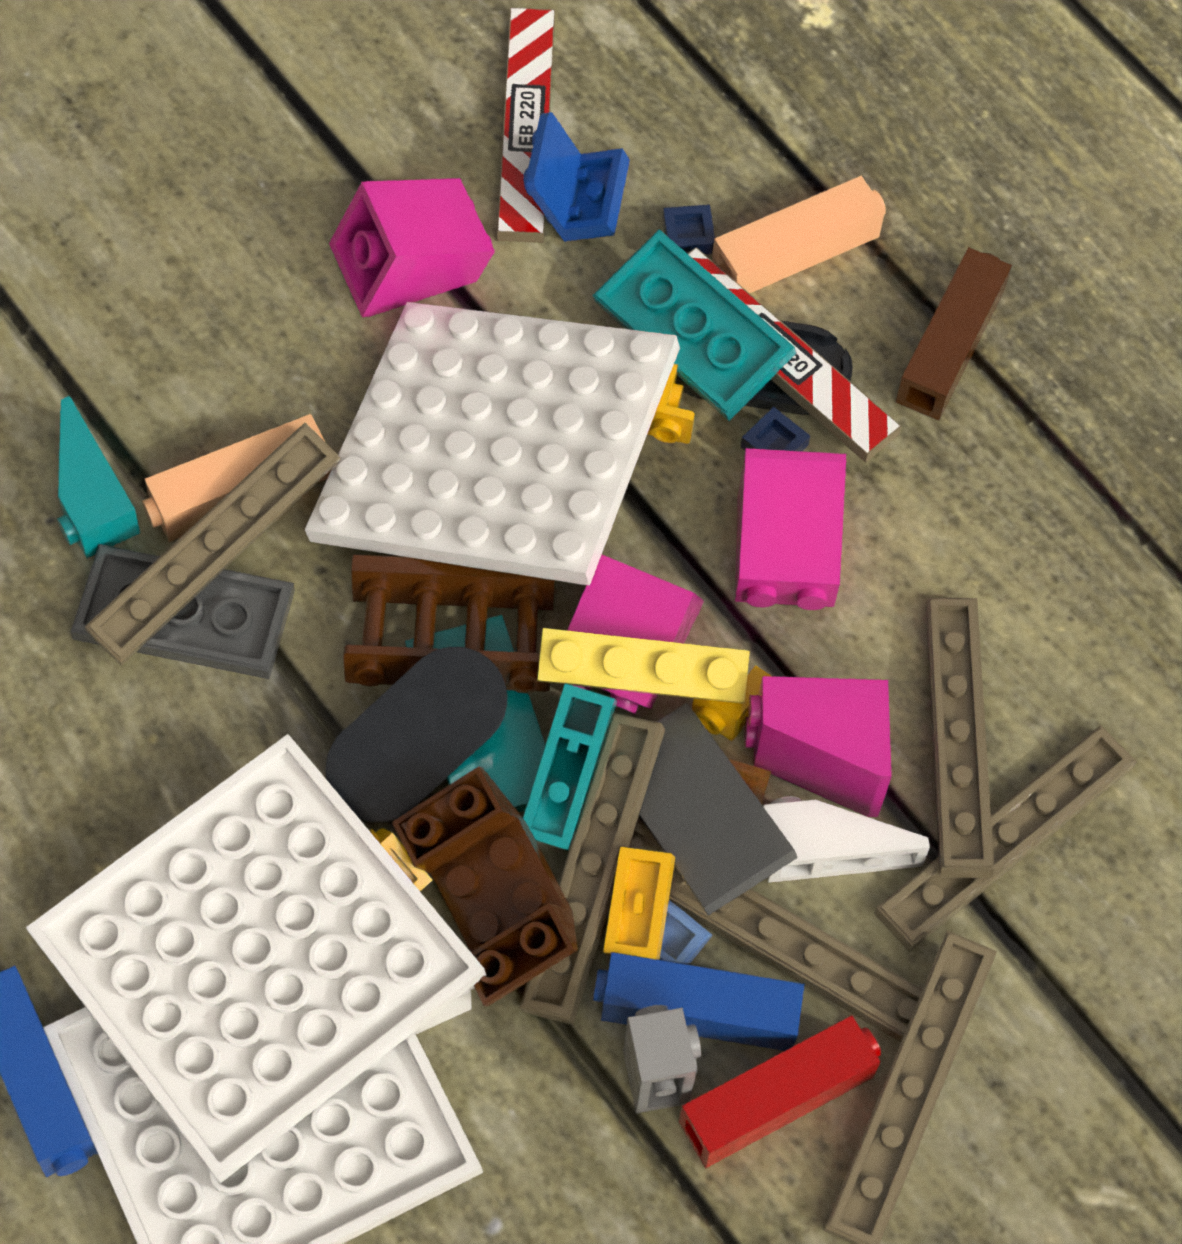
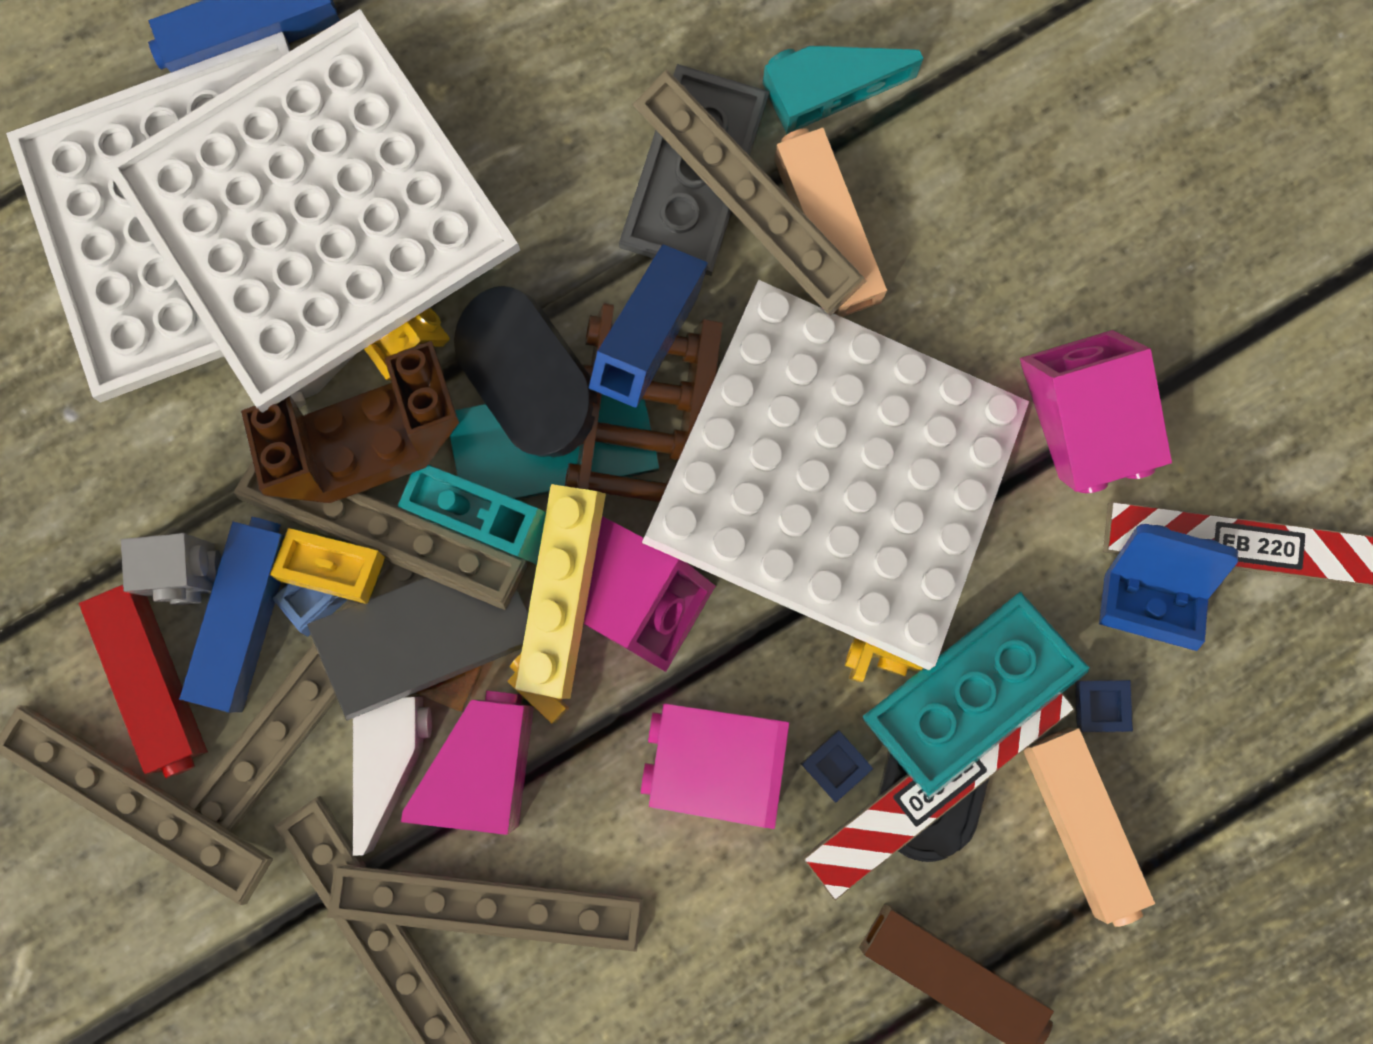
camera: 100 degrees right, 20 degrees up
(365, 608) = (647, 326): none -> blue brick

